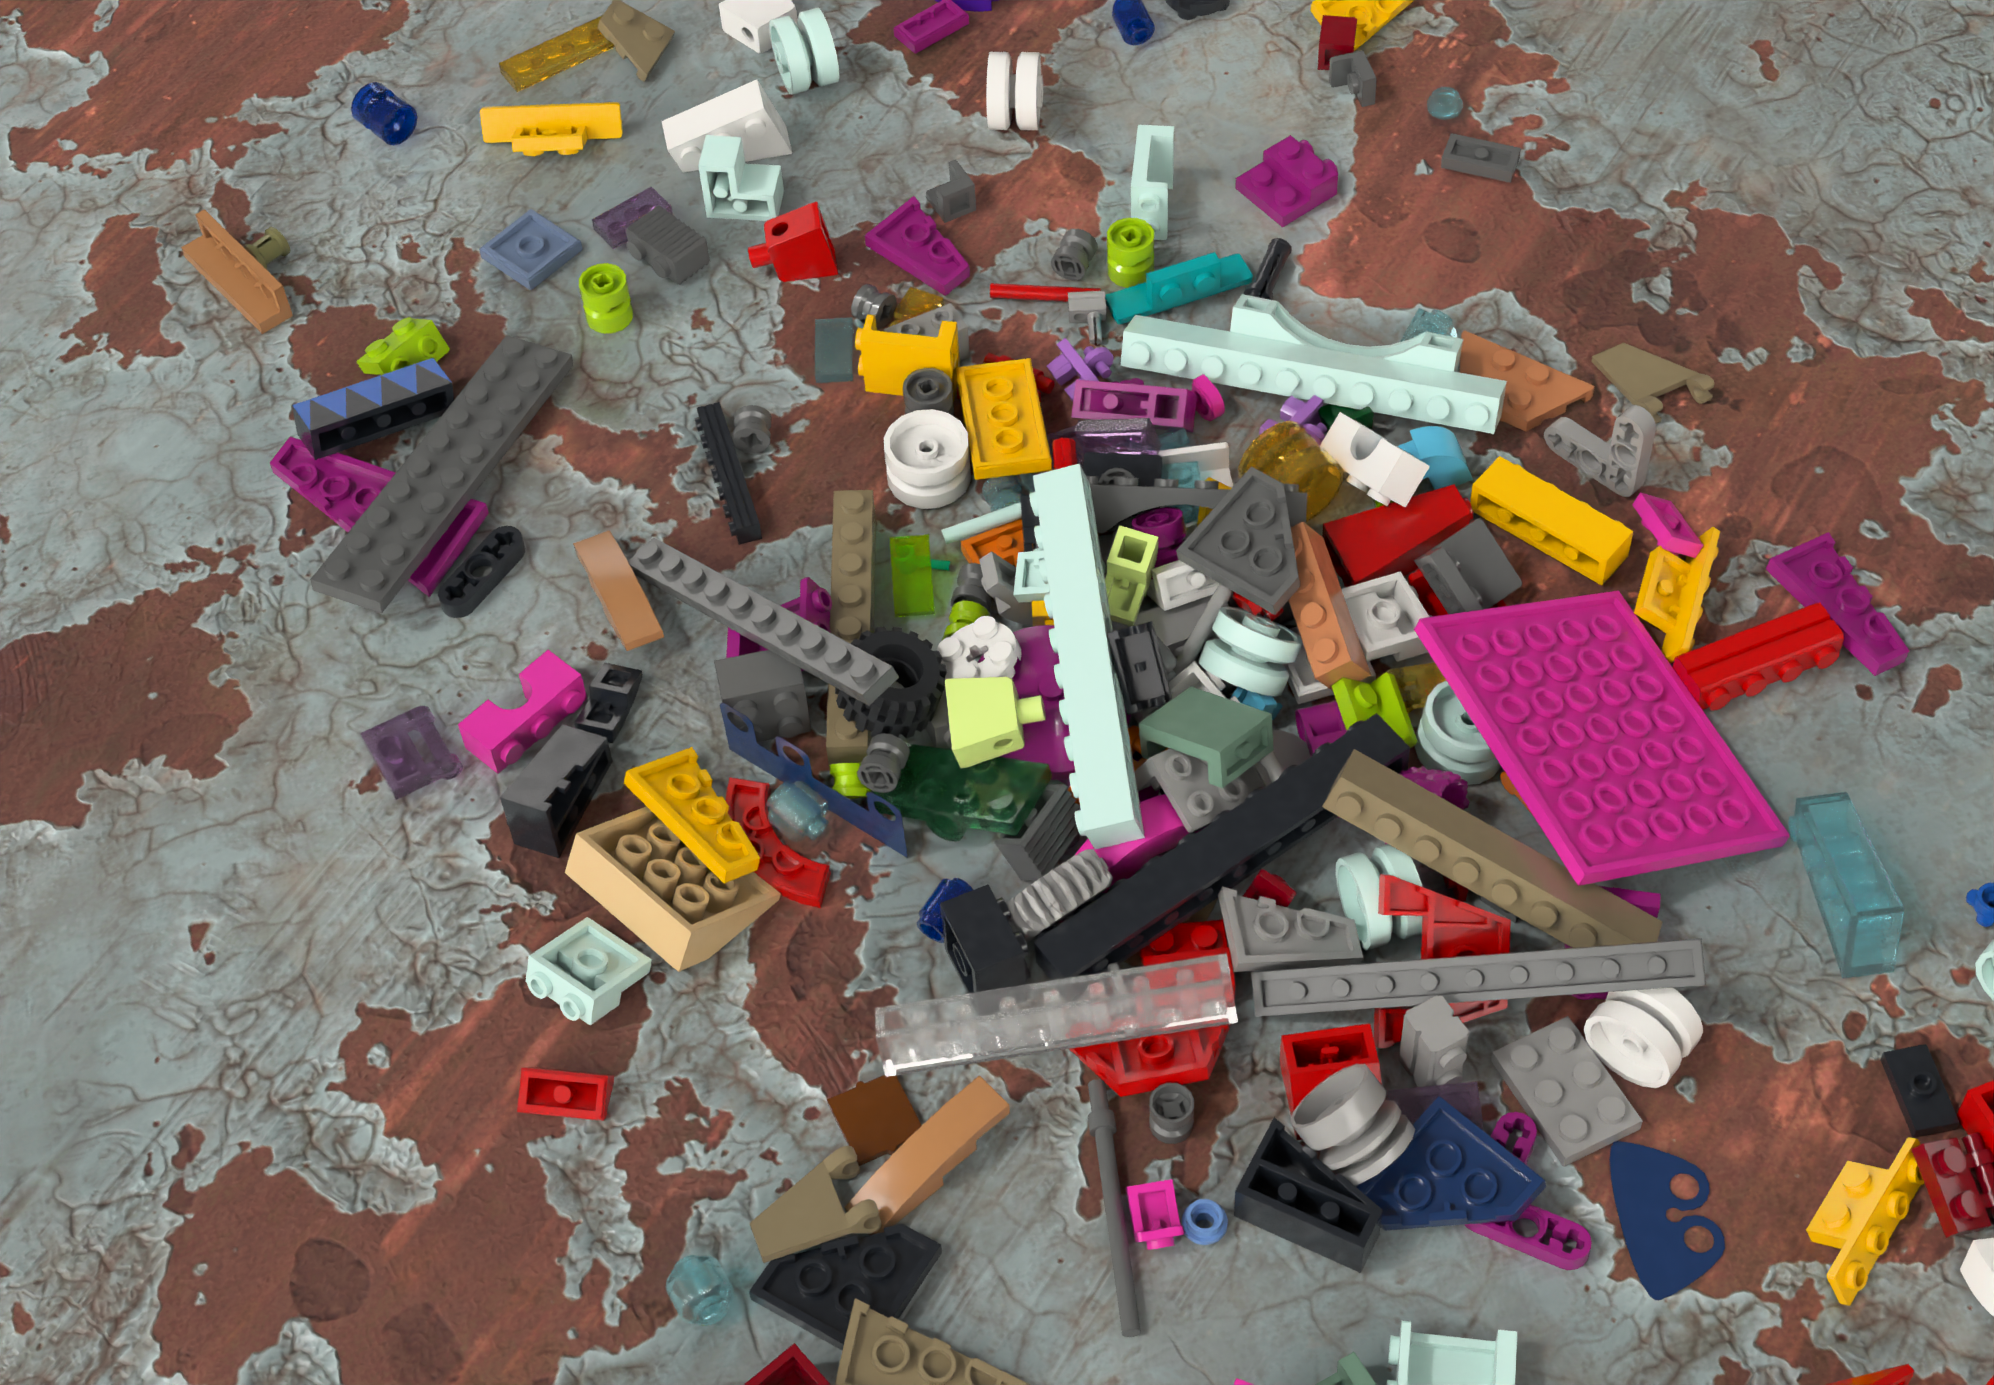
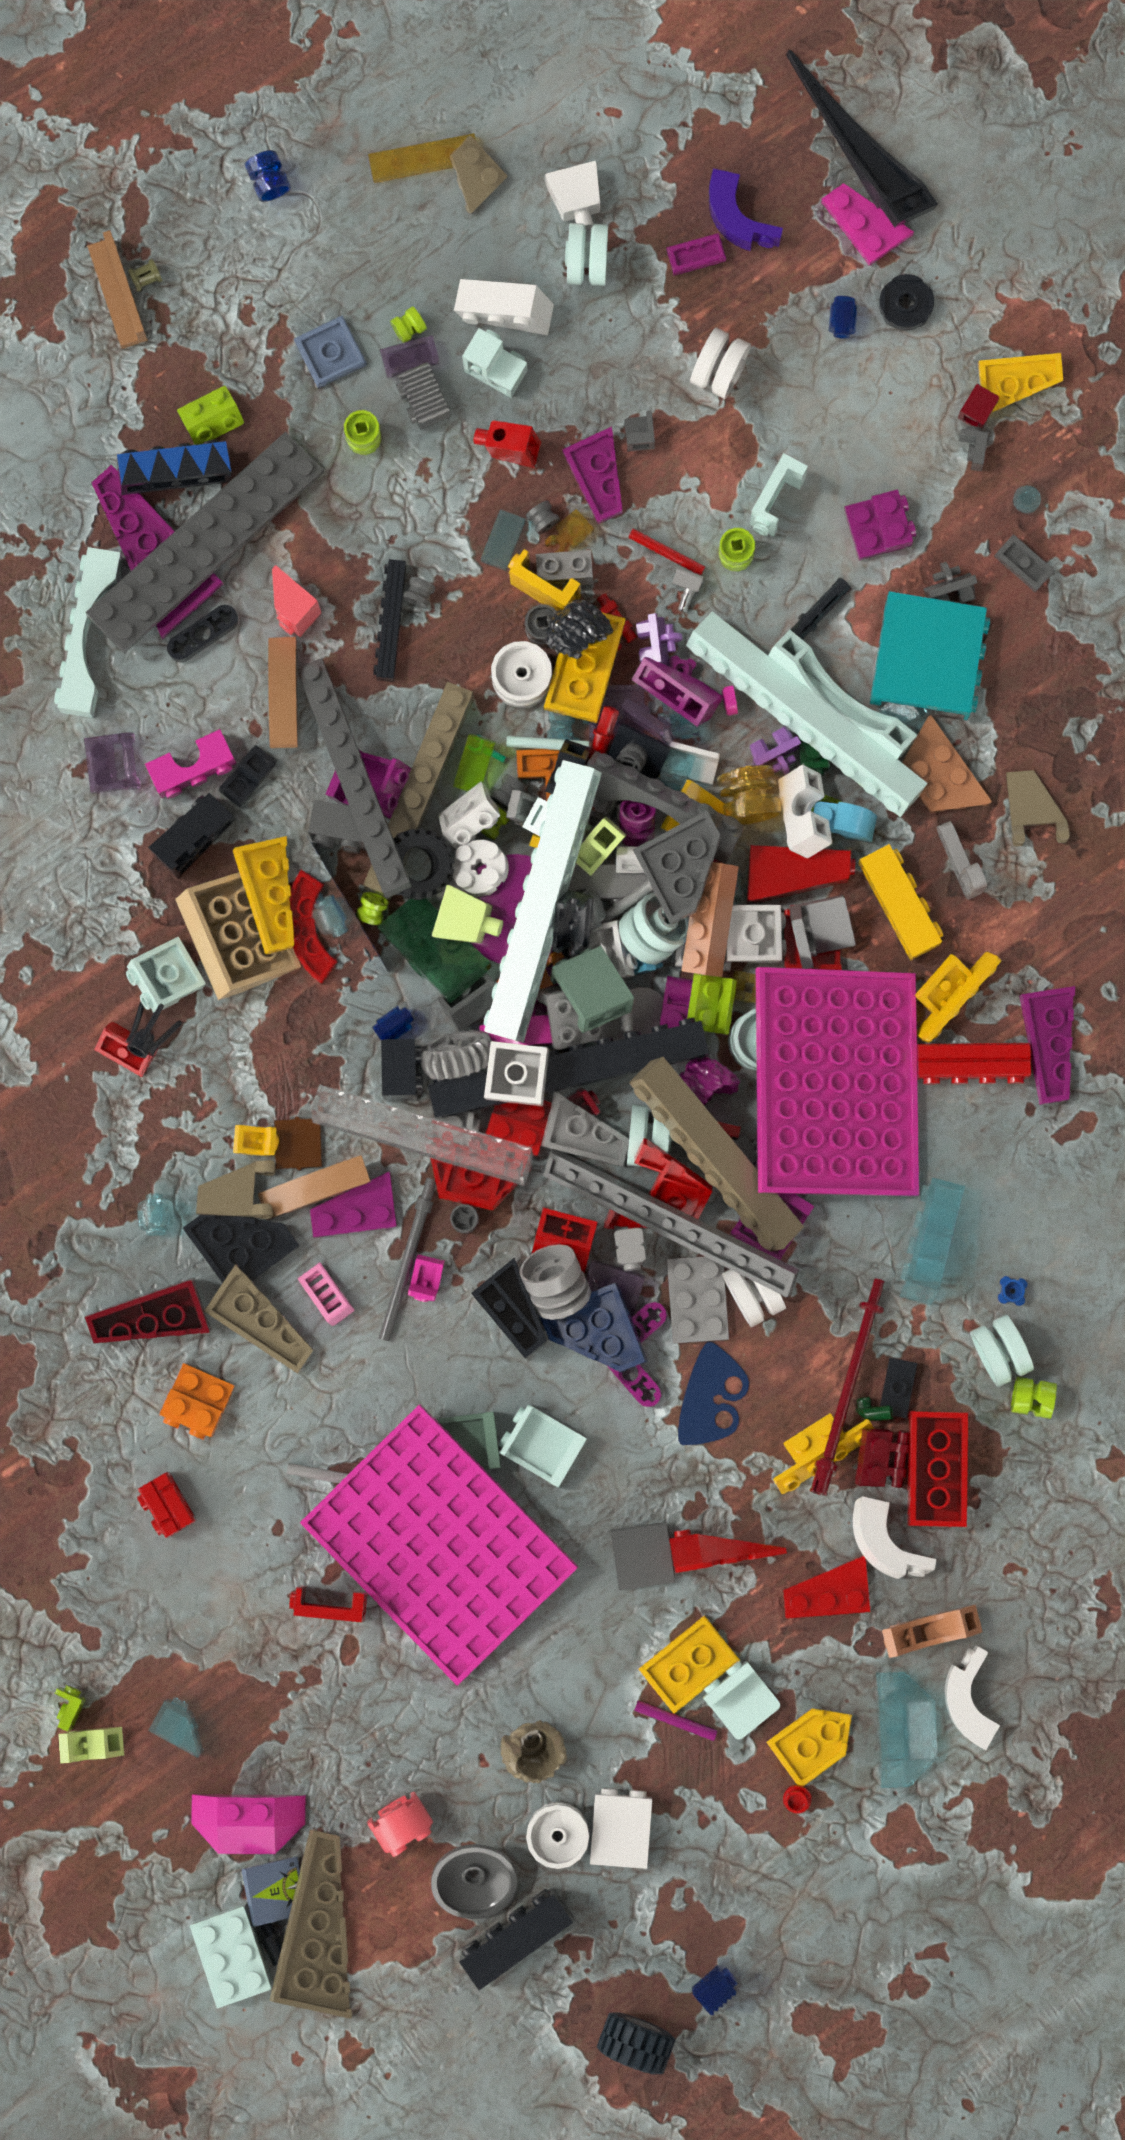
camera: 25 degrees right, 30 degrees up
(332, 680) = (100, 574): none -> light aqua arch
(551, 126) = (381, 243): yellow bracket -> none
(586, 1057) = (142, 1042): none -> black plant
(592, 483) = (293, 604): none -> coral slope
(617, 188) = (408, 324): none -> lime wheel
(811, 1132) = (255, 1140): none -> yellow bracket
(883, 763) = (393, 913): dark grey wheel -> none
(942, 608) = (468, 816): none -> white plate
(978, 361) = (577, 627): none -> black hair
(1005, 1170) = (356, 1210): none -> magenta wing
(1039, 1316) = (339, 1313): none -> bright pink slope
(1070, 259) = (699, 530): dark grey wheel -> none
(1157, 860) = (516, 1073): none -> white brick
(1179, 286) = (758, 590): teal bracket -> none
(1204, 1210) = (453, 1282): medium blue plate -> none
(1404, 201) = (963, 584): none -> dark grey hips
(1423, 266) = (929, 654): none -> teal panel
(1667, 525) = (972, 939): dark pink plate -> none
(1893, 1216) = (826, 1465): none -> dark red bar
(1917, 1127) = (873, 1413): none -> dark green arm

